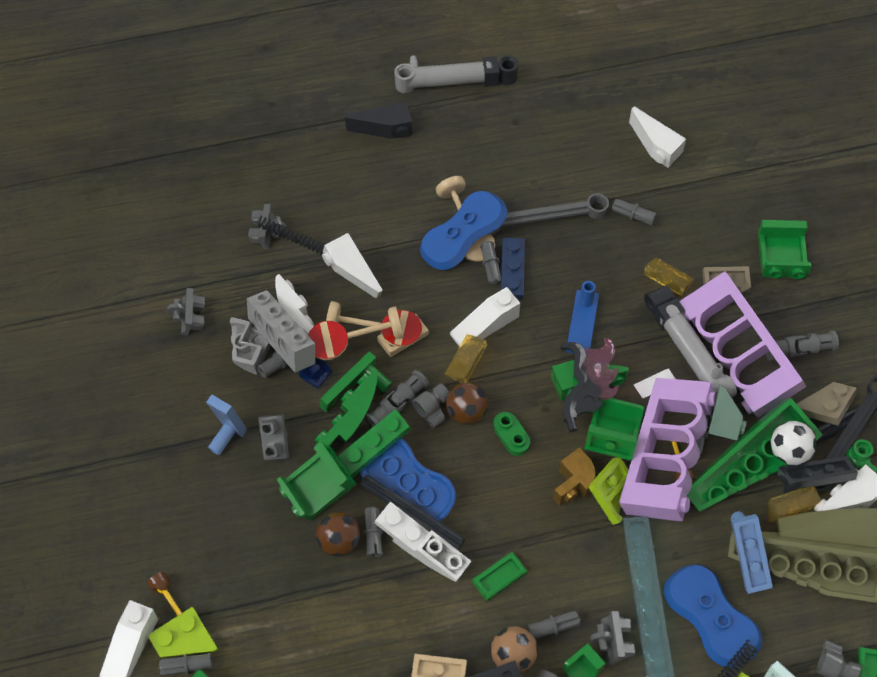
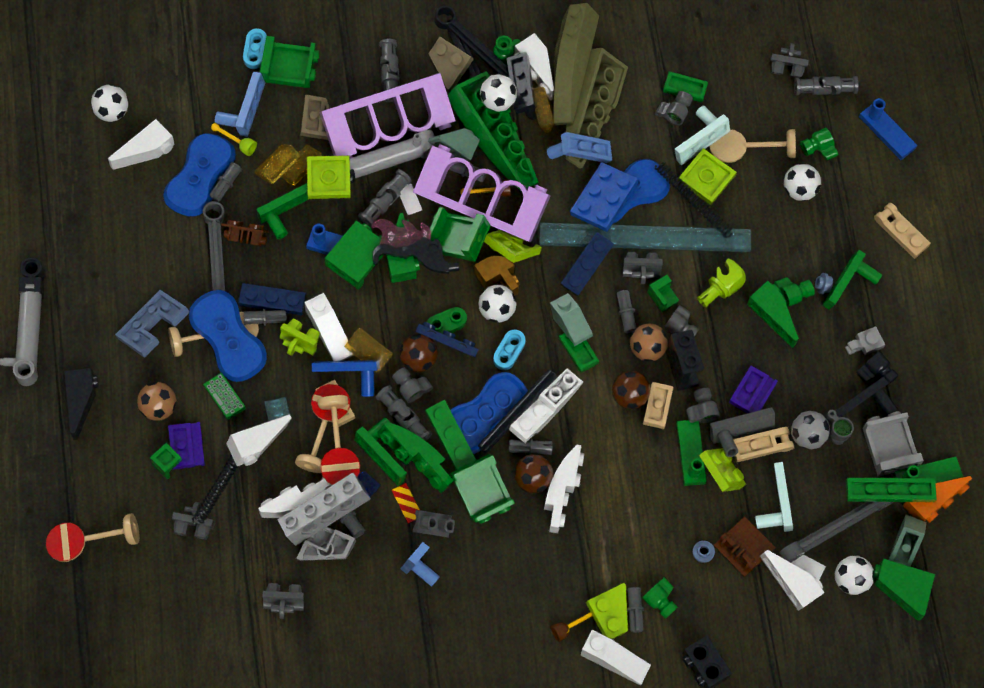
camera: 90 degrees left, 10 degrees up
(242, 134) = (68, 540): none -> piece
(302, 417) = (406, 502): none -> sticker
(325, 192) = (165, 460): none -> green panel
(335, 569) = (563, 481): none -> white slope
(345, 212) = (187, 443): none -> dark purple plate
(385, 179) = (156, 401): none -> medium nougat piece
(391, 286) = (276, 408): none -> clear light blue tile
(401, 239) = (224, 396): none -> tile
(444, 343) = (366, 367): none -> blue piece
(451, 633) = (631, 389): none -> reddish brown piece
(476, 286) = (297, 340): none -> lime hips
(481, 171) = (136, 330): none -> sand blue plate
(486, 430) = (447, 339): none -> dark blue plate
(488, 498) = (509, 351): none -> medium azure plate
(530, 558) = (570, 319): none -> sand green slope
(537, 477) = (497, 303): none -> white piece
(573, 326) = (354, 254): none -> green panel
(580, 232) = (234, 231): none -> reddish brown hinge
(606, 573) = (587, 264): none -> dark blue plate
(618, 262) = (271, 210): none -> green piece
(645, 354) = (383, 199): none -> dark grey piece
(652, 291) = (328, 177): none -> lime plate
(658, 195) = (206, 160): none -> blue plate
(664, 254) = (277, 163): none -> clear yellow slope
(679, 224) = (246, 145): none -> lime hinge
(694, 583) = (604, 197): none -> blue plate
(695, 102) = (109, 103): none -> white piece
(723, 220) = (245, 118): none -> medium blue piece
(793, 214) = (254, 50): none -> medium azure plate

